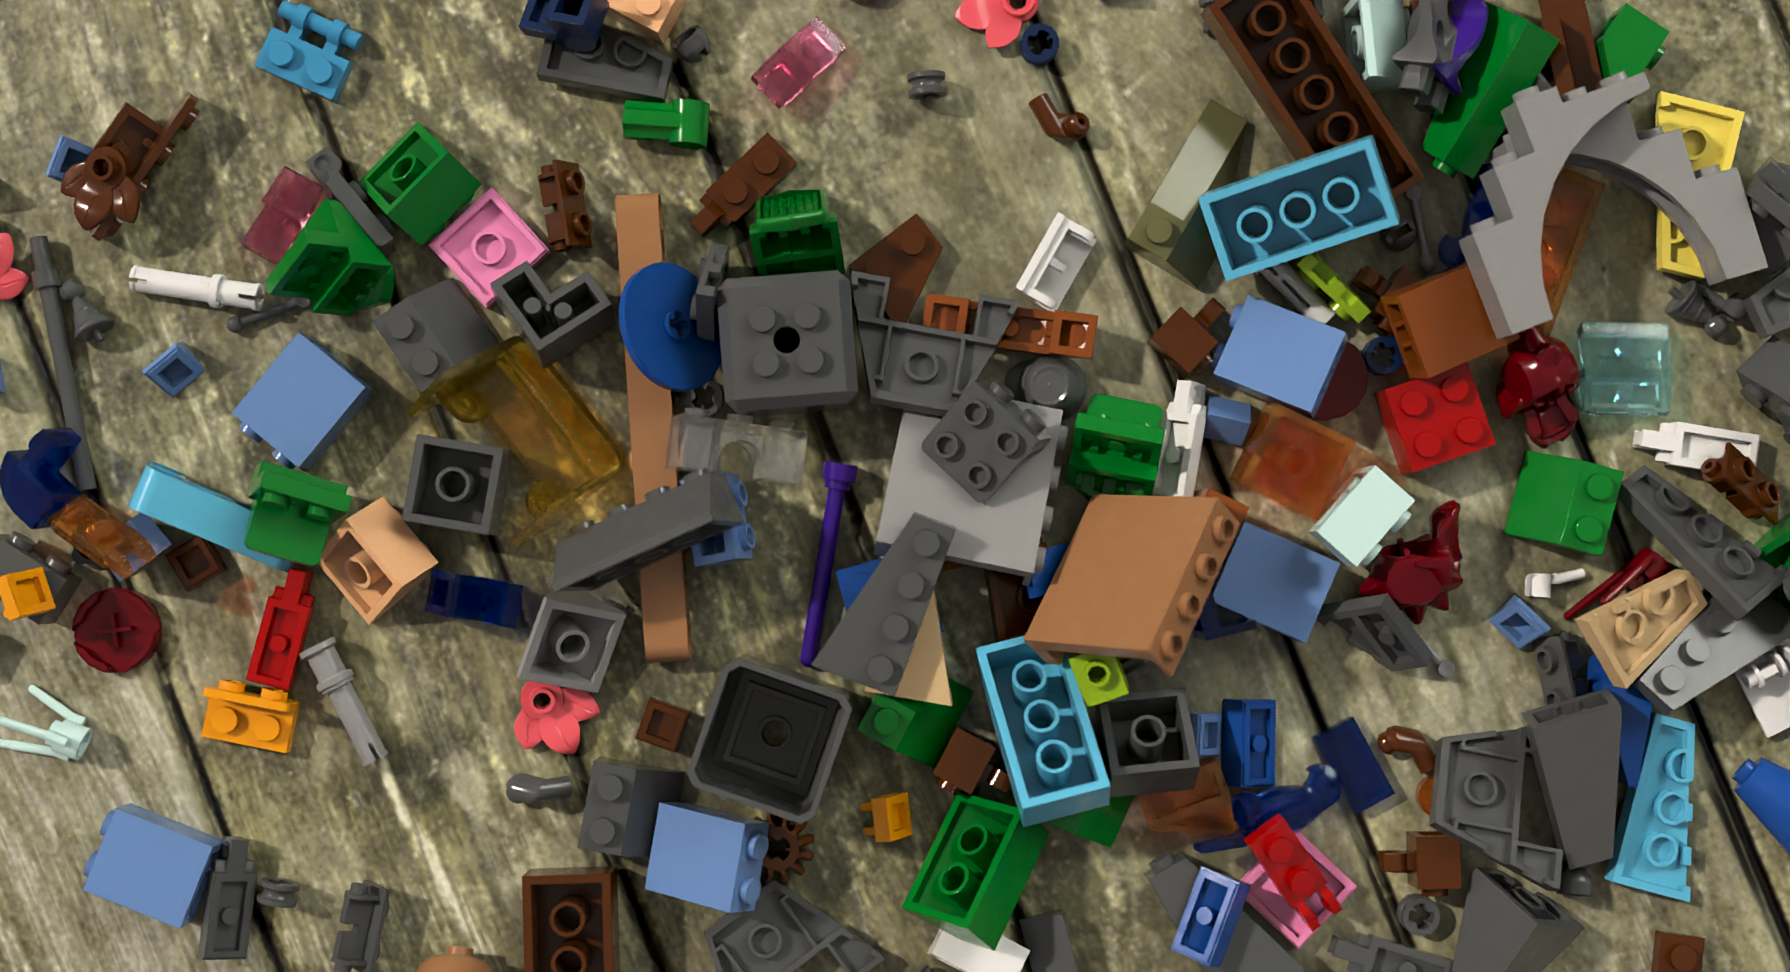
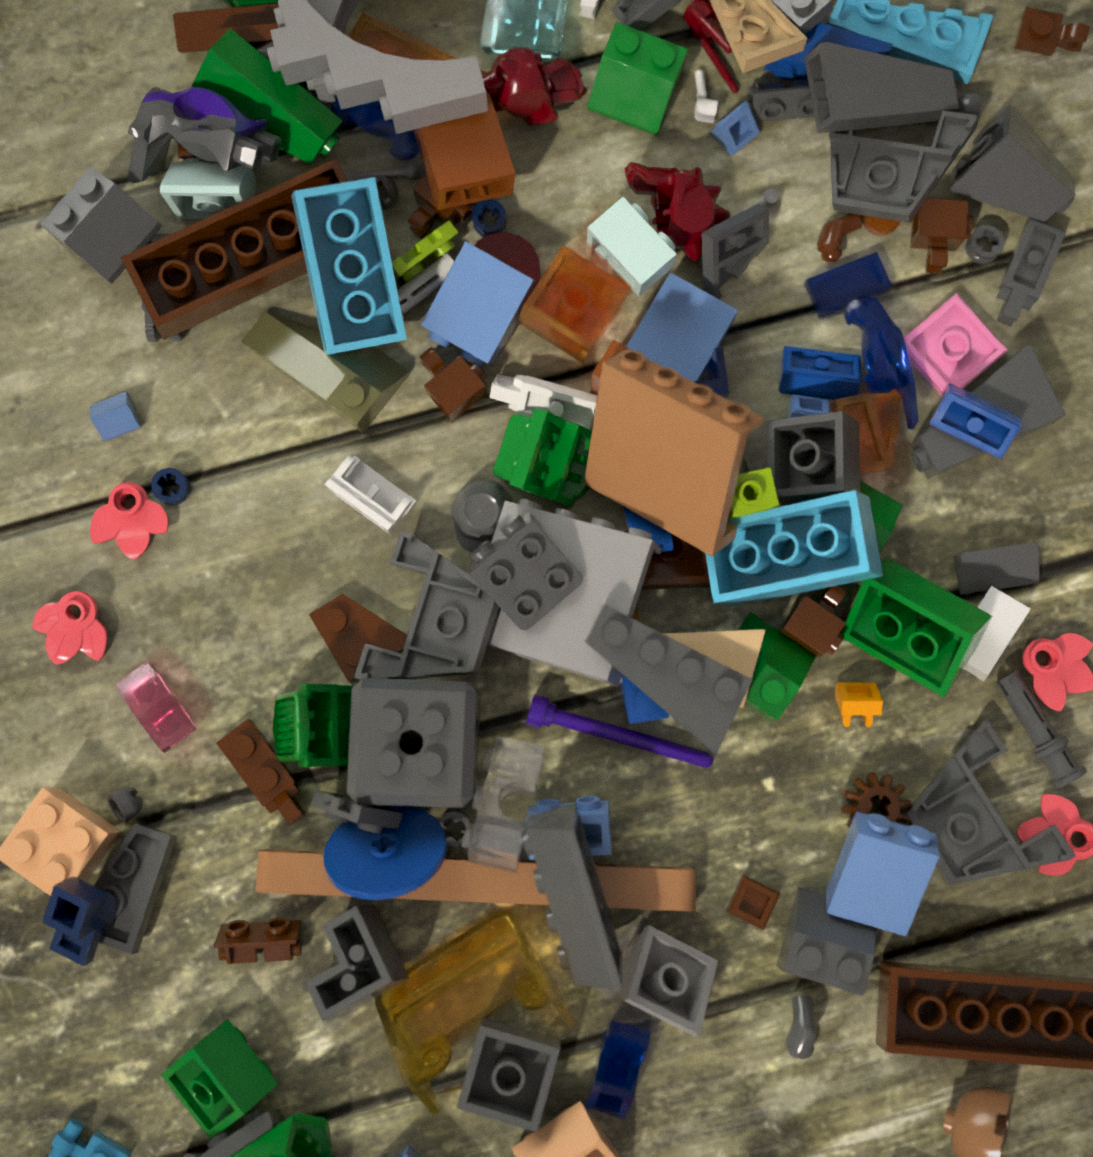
camera: 80 degrees left, 5 degrees down
(434, 331) = (361, 1080): dark grey slope -> none
(487, 244) = (285, 1019): bright pink tile -> none
(557, 720) = (740, 1003): coral plate -> none
(680, 123) = (196, 824): green piece -> none
(742, 766) = (814, 805): dark grey plate -> none
(926, 85) = (193, 591): dark grey bush -> none
(1029, 332) = (429, 523): dark orange slope -> none
(1059, 125) = (245, 479): reddish brown arm -> none
(1227, 420) = (530, 358): medium blue slope -> none
(1290, 868) = (938, 345): red hinge -> none
(1434, 419) = (551, 179): red brick -> none

